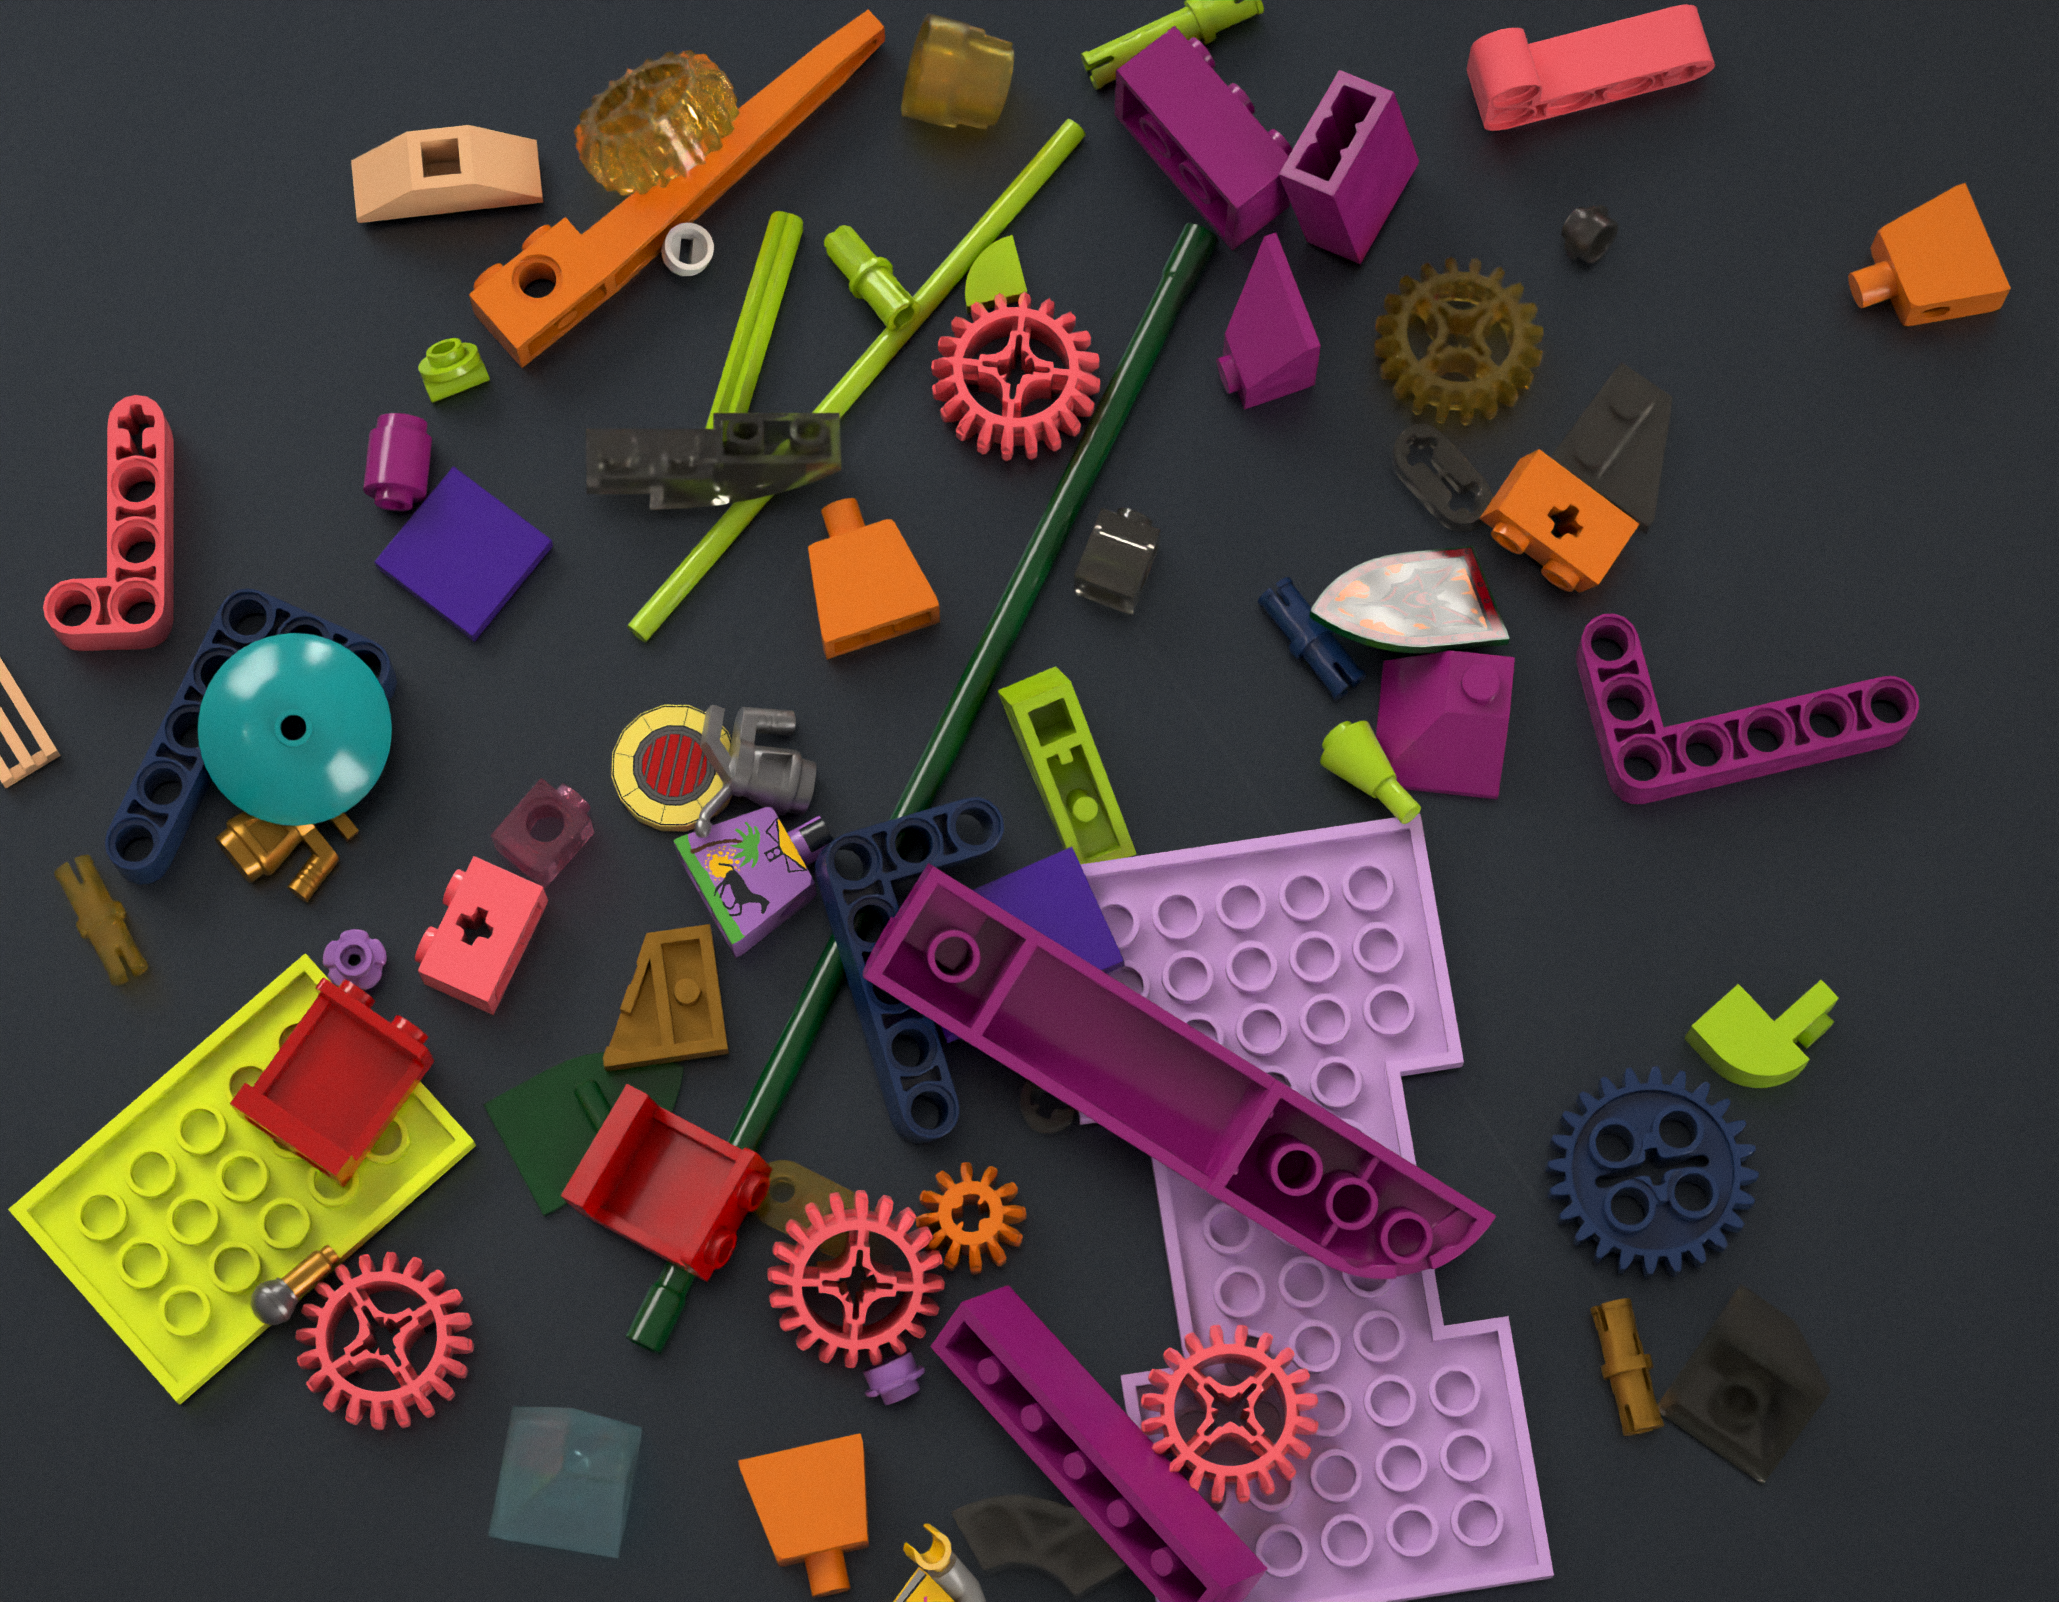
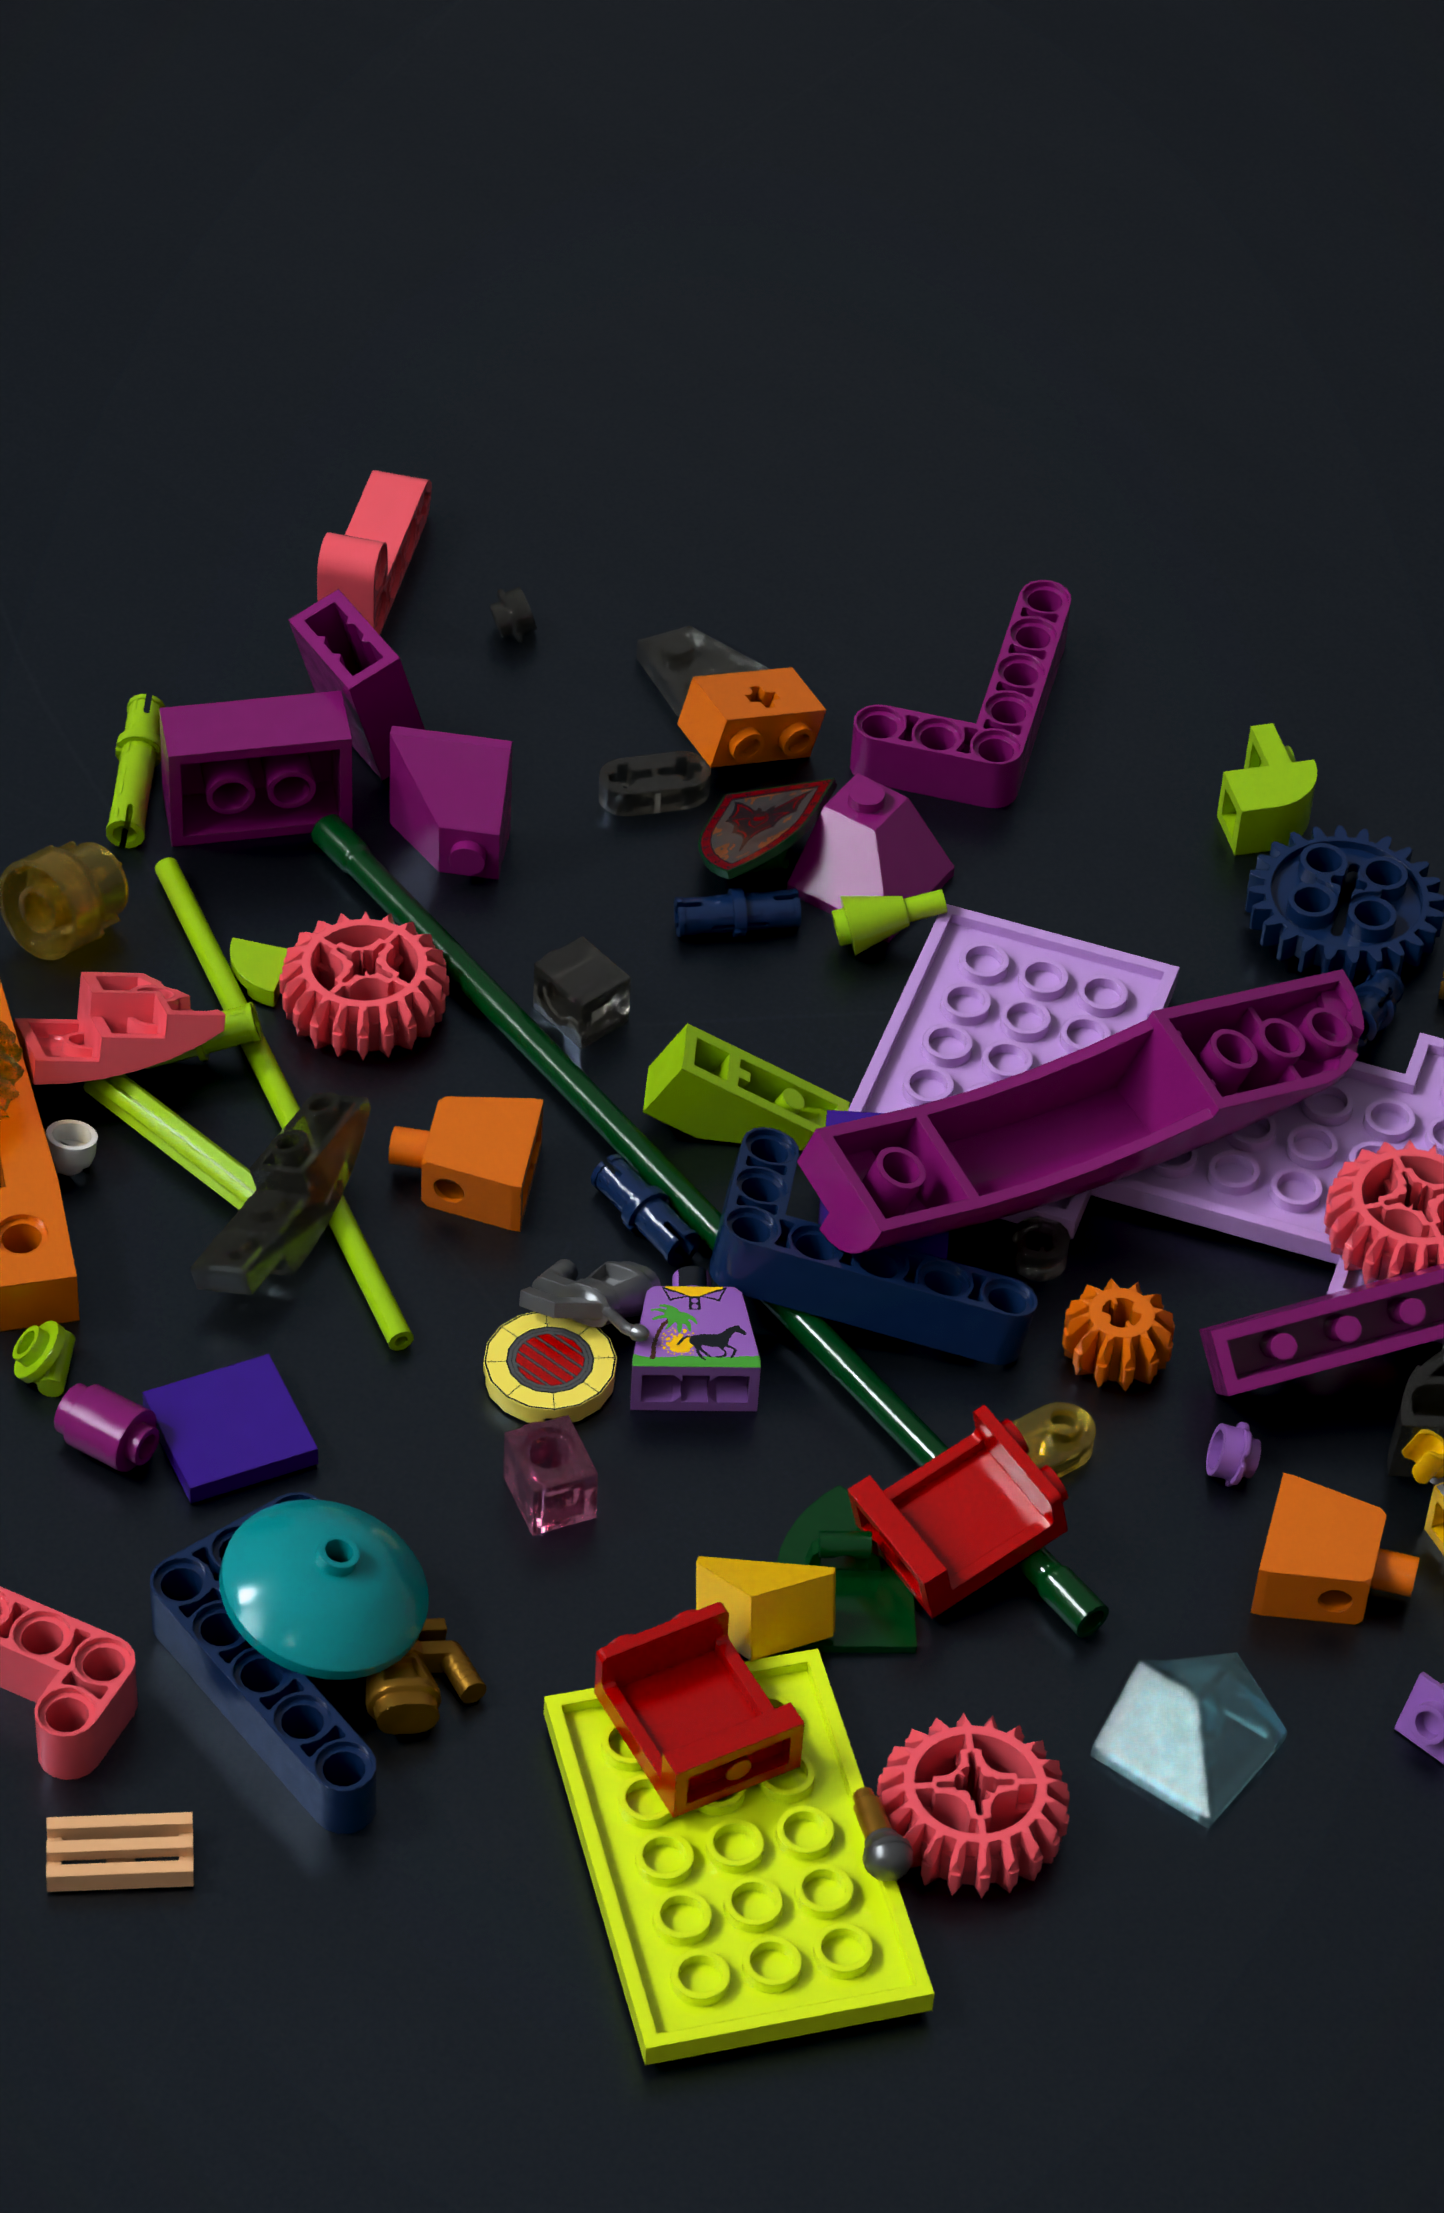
camera: 65 degrees left, 30 degrees down
(101, 920) = (391, 1855): clear yellow pin -> none
(358, 943) = (555, 1669): medium lavender plate -> none
(483, 970) = (618, 1559): coral brick -> none
(488, 1079) = (769, 1602): none -> yellow slope
(671, 1004) = (775, 1457): pearl gold wing -> none
(816, 207) = (119, 1029): none -> coral slope
(825, 1274) = (1092, 1411): coral gear -> none
(895, 751) = (645, 1210): none -> dark blue pin
(1441, 319) = (554, 711): clear yellow gear -> none
(1514, 1257) = (1378, 1011): none -> dark blue pin
(1934, 263) = (694, 443): orange torso -> none

